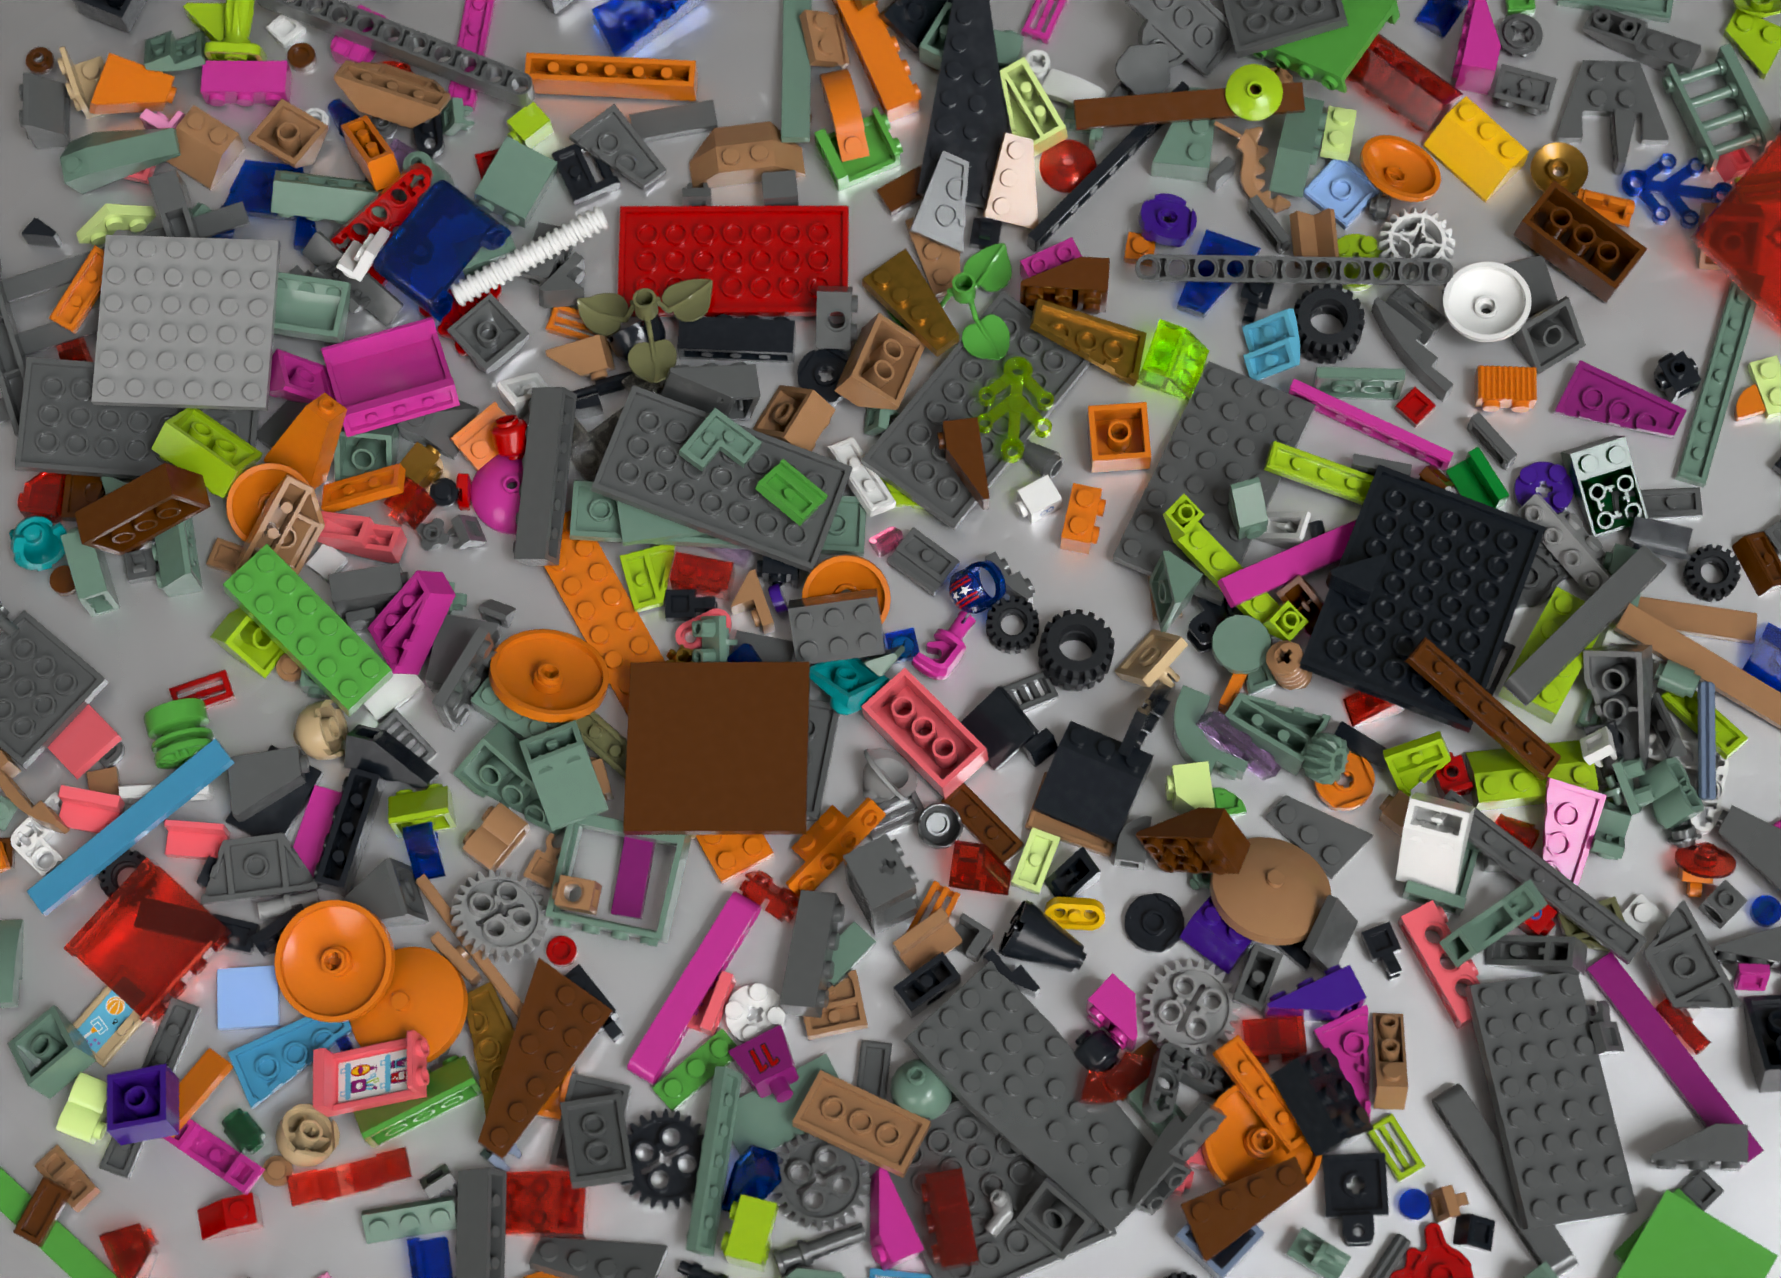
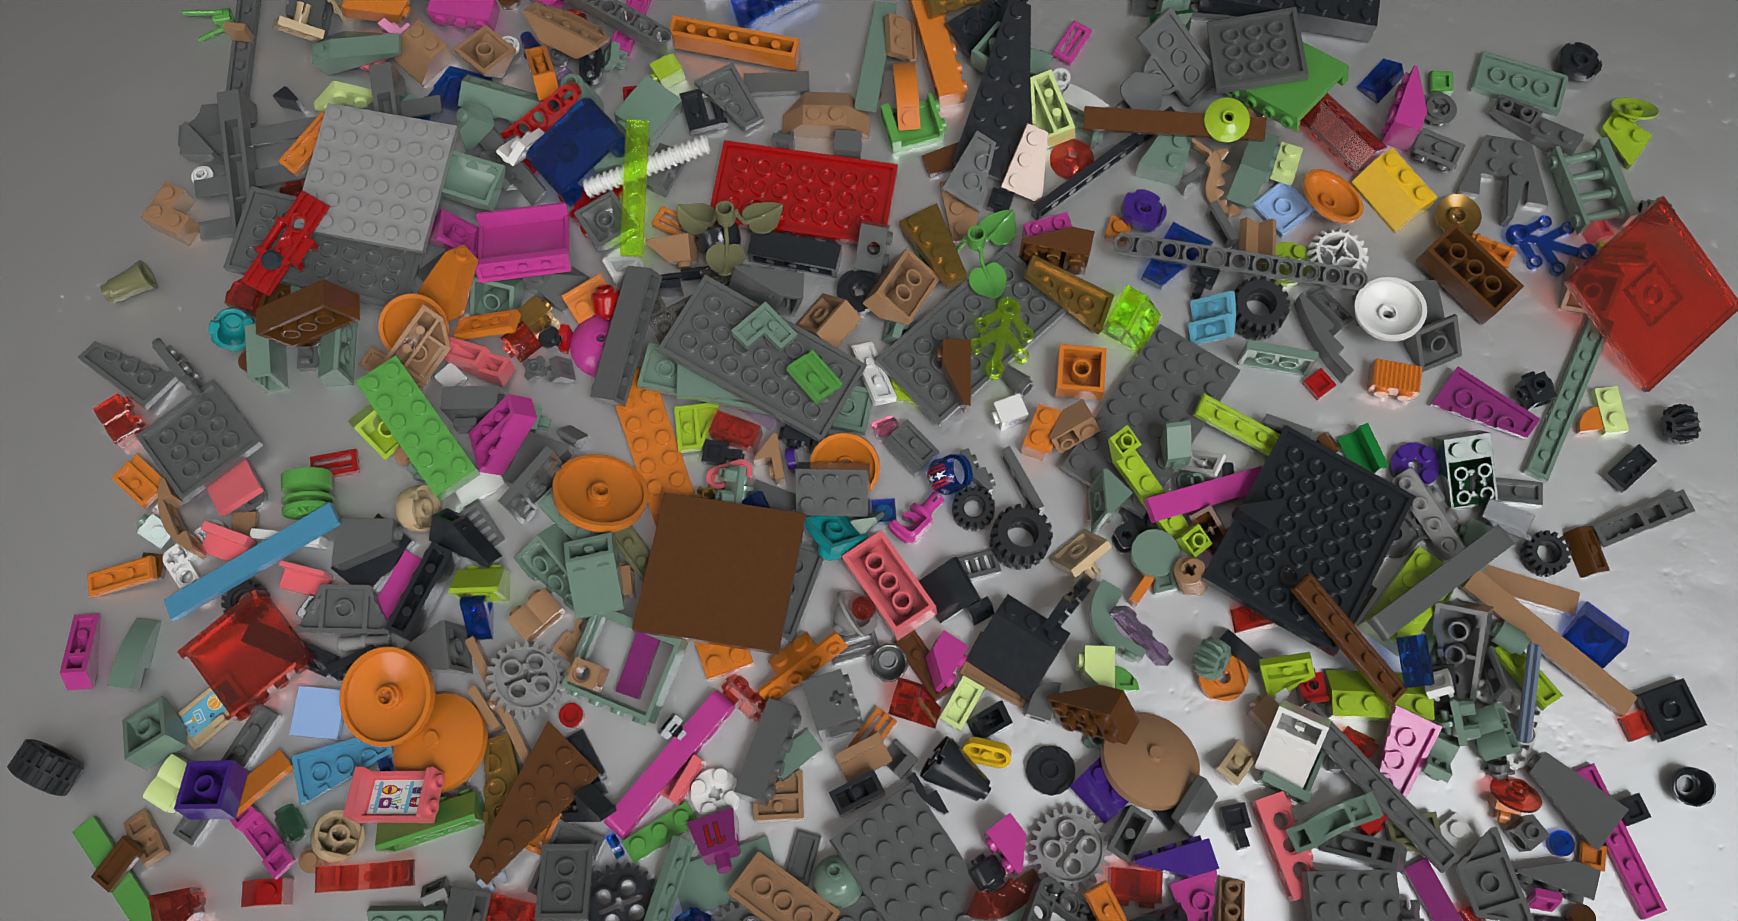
camera: 10 degrees right, 0 degrees up
(42, 137) = (298, 25): none -> tan tile
(100, 428) = (291, 248): none -> red piece
(205, 447) = (371, 276): lime slope -> none
(297, 232) = (474, 123): none -> sand green slope
(521, 288) = (634, 188): none -> clear neon green plate
(563, 286) = (669, 192): dark grey slope -> none
(607, 1050) = (589, 806): none -> black slope
(645, 1093) = (615, 845): none -> clear blue tile
(689, 944) = (672, 728): none -> plate
(898, 765) = (863, 608): none -> clear red plate
(1005, 810) = (944, 658): none -> dark pink slope
(1065, 579) = (1021, 479): none -> dark grey tile
(1120, 505) = (1073, 426): none -> medium nougat slope
(1270, 548) = (1187, 479): none -> sand green pin
(1277, 728) = (1174, 627): sand green wedge -> none
(1318, 834) = (1195, 718): dark grey wing -> none
(1373, 426) = (1284, 394): dark pink tile -> none
(1373, 878) = (1236, 763): none -> tan slope
(1380, 207) = (1311, 224): dark grey plate -> none
(1491, 441) = (1378, 420): dark grey tile -> none
(1563, 722) = (1415, 661): none -> clear blue panel

